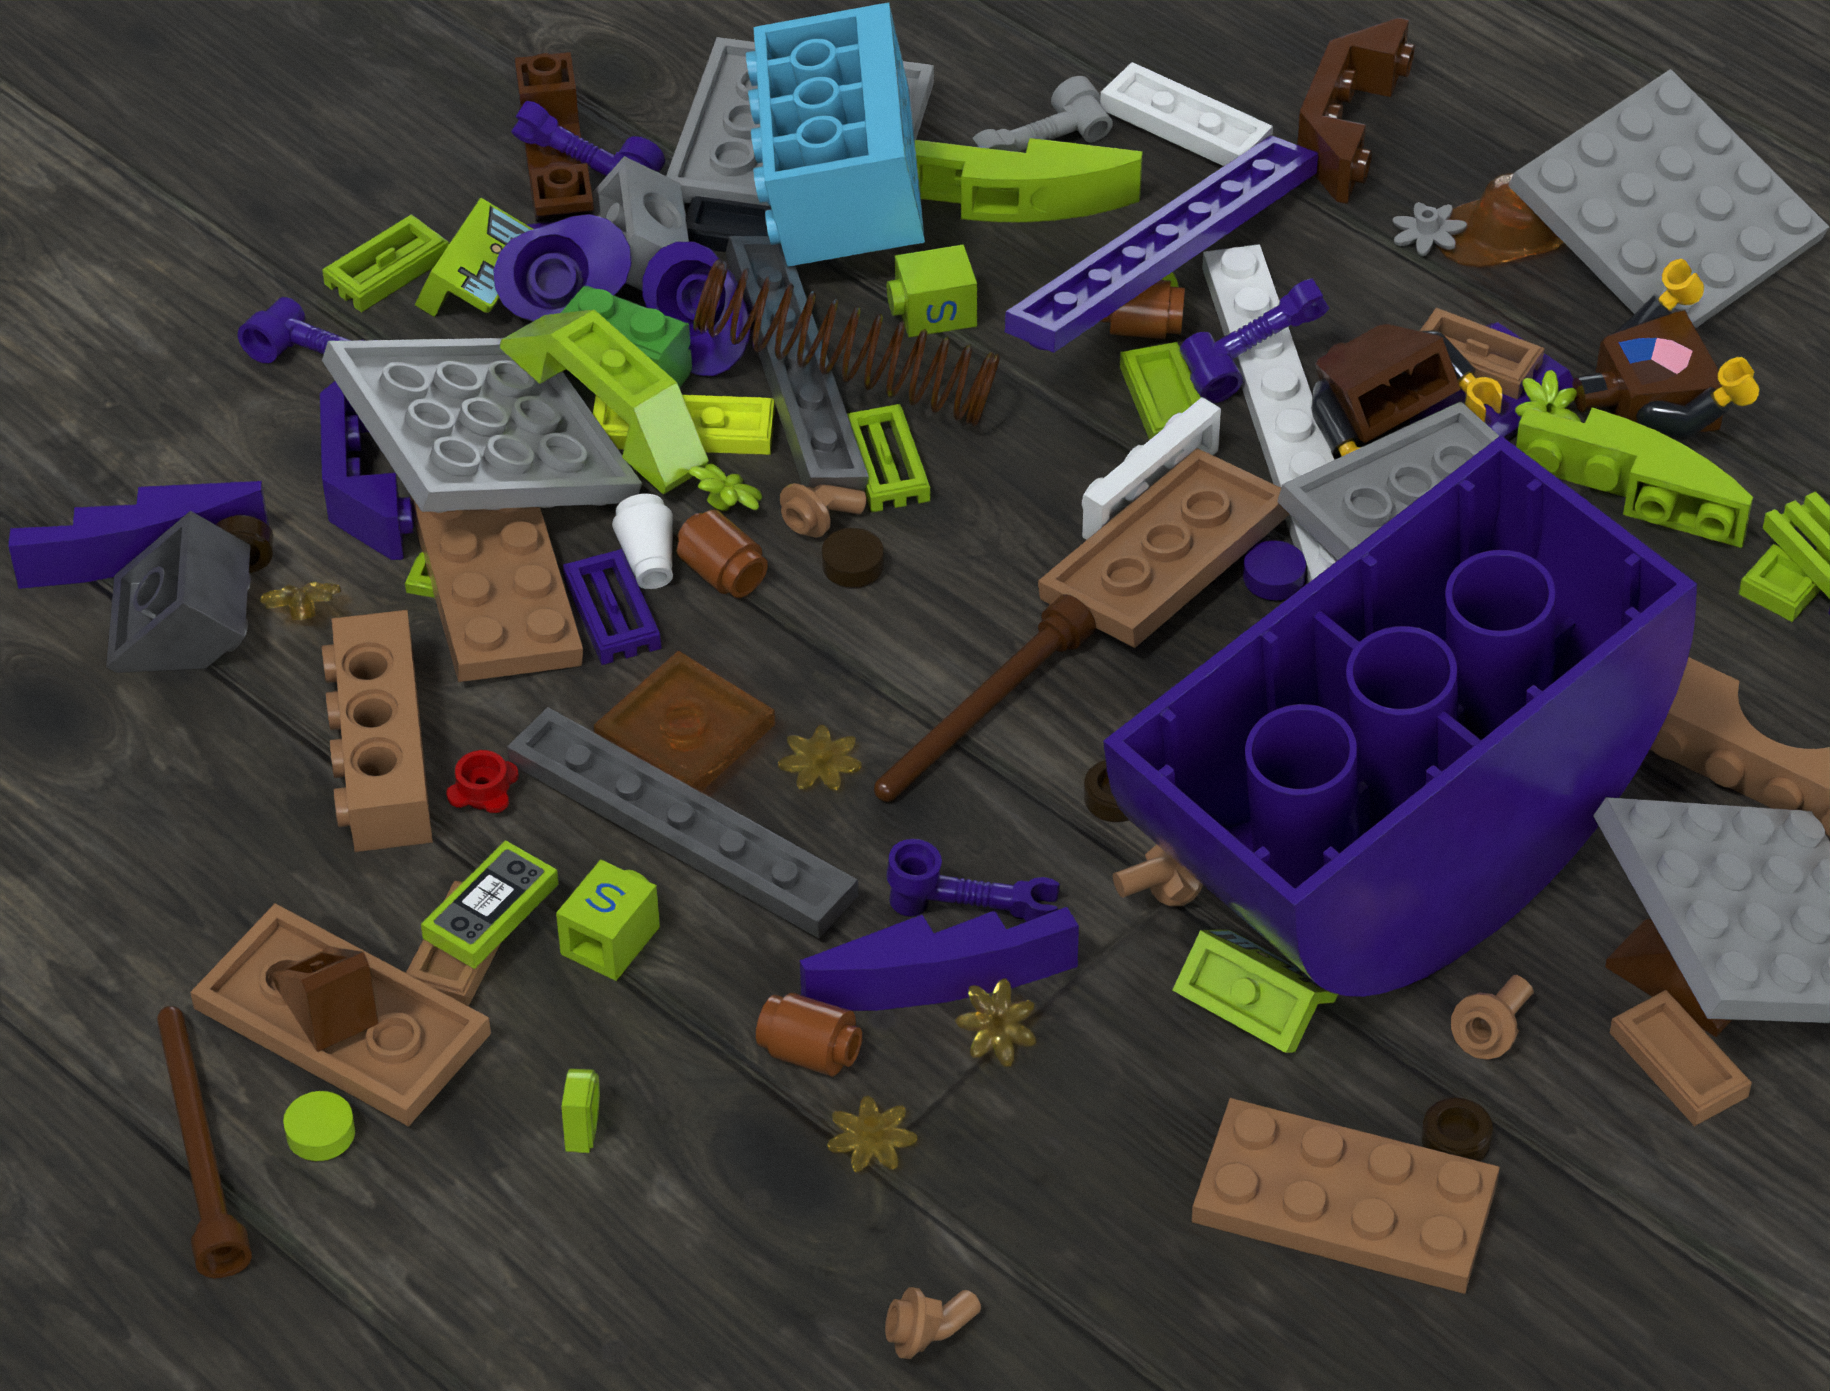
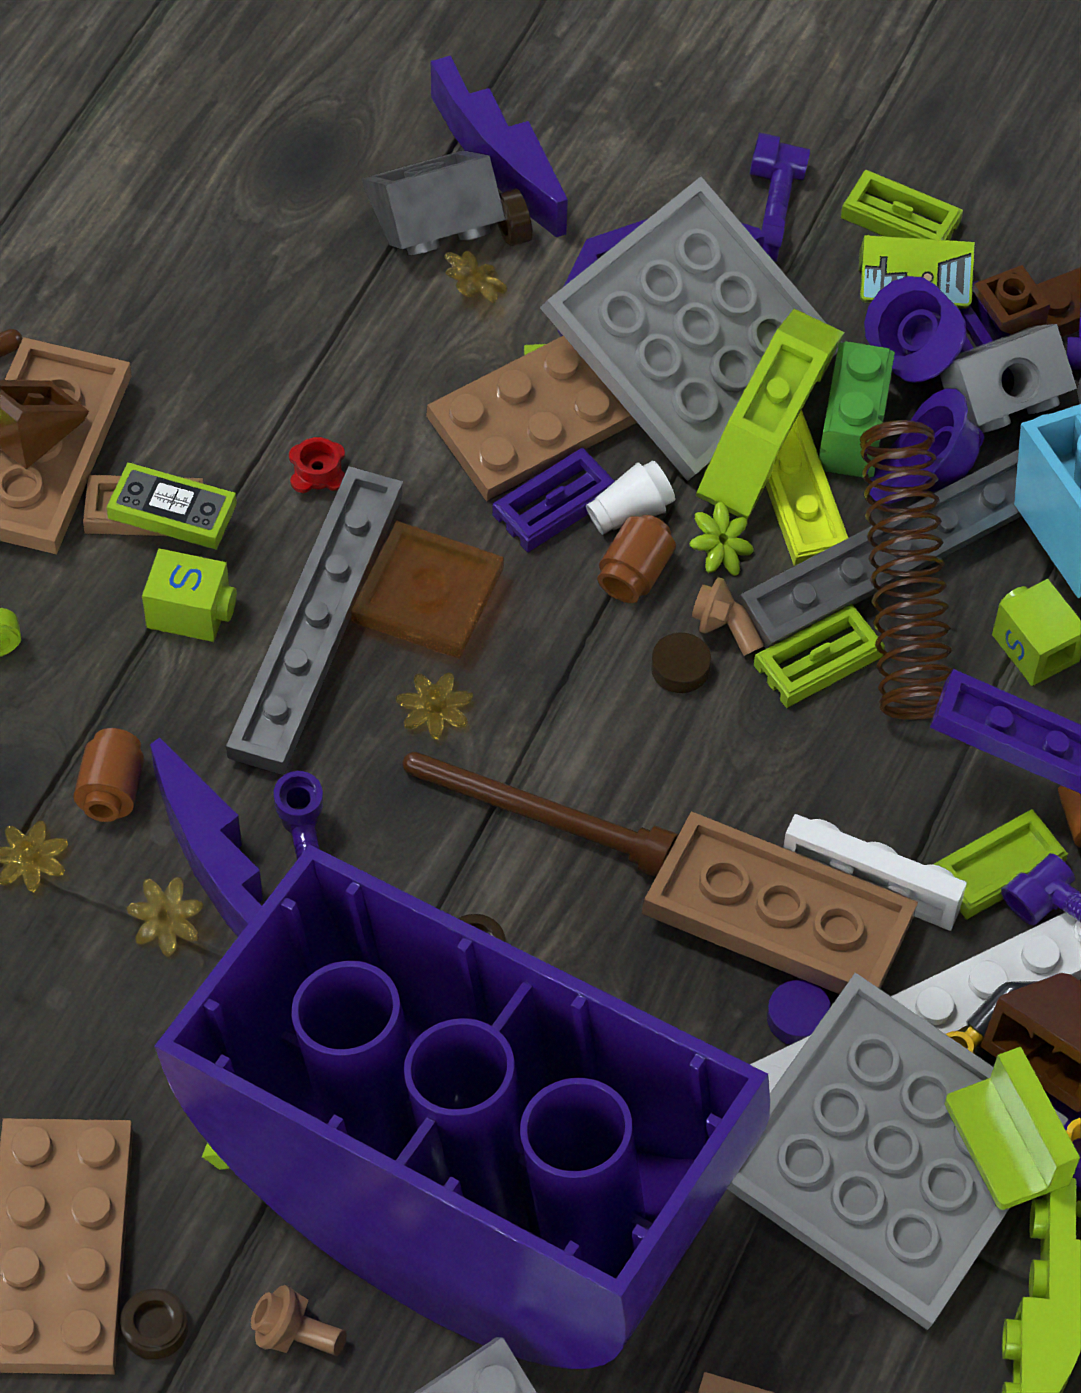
camera: 70 degrees right, 10 degrees up
(379, 731) = (342, 375): medium nougat brick -> none
(1466, 412) = (1013, 1132): none -> lime panel

